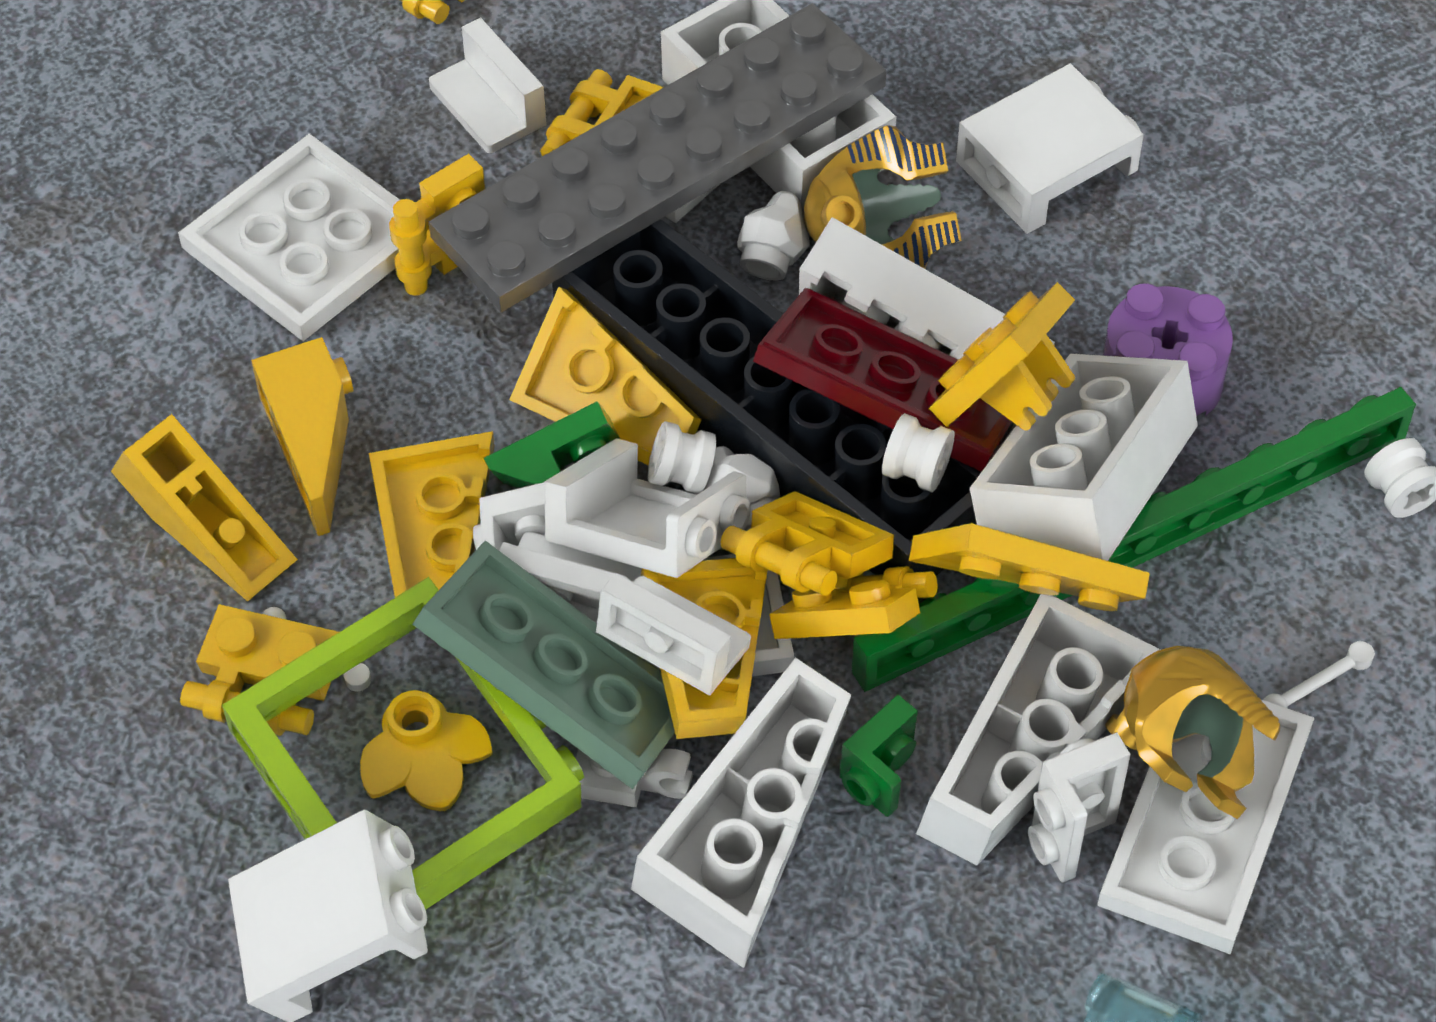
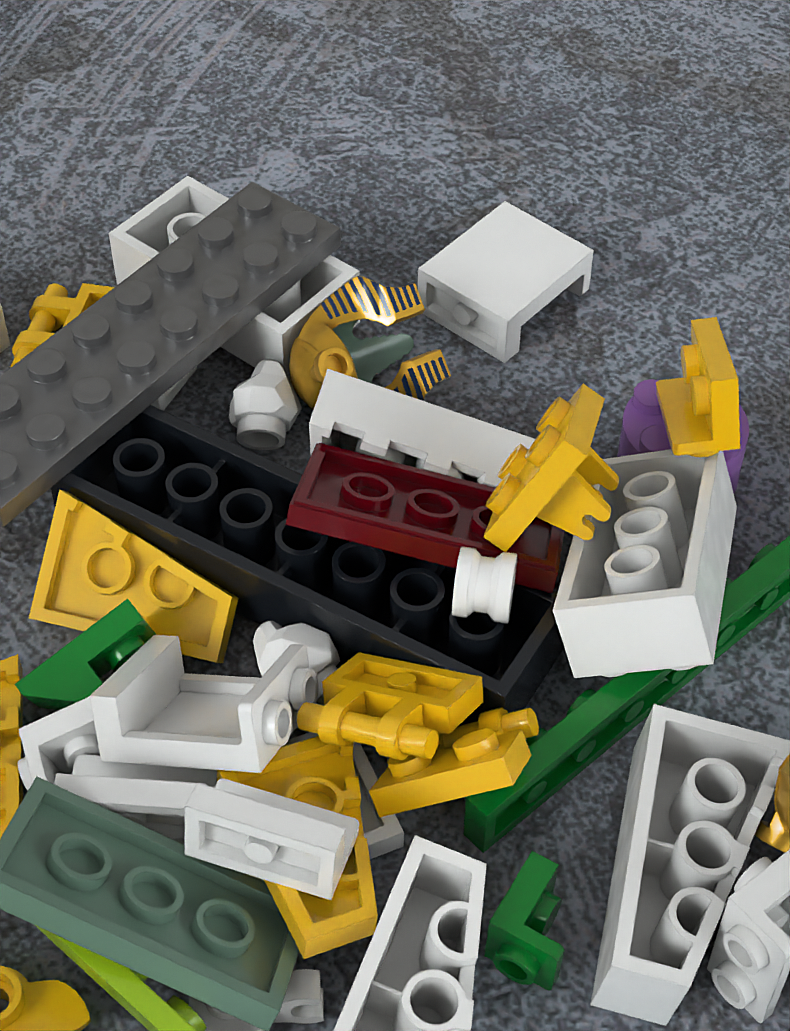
camera: 15 degrees left, 5 degrees down
(681, 458) = (229, 641): white wheel -> none
(1031, 564) = (635, 676): yellow wing -> none
(1177, 316) = (704, 404): none -> yellow bracket

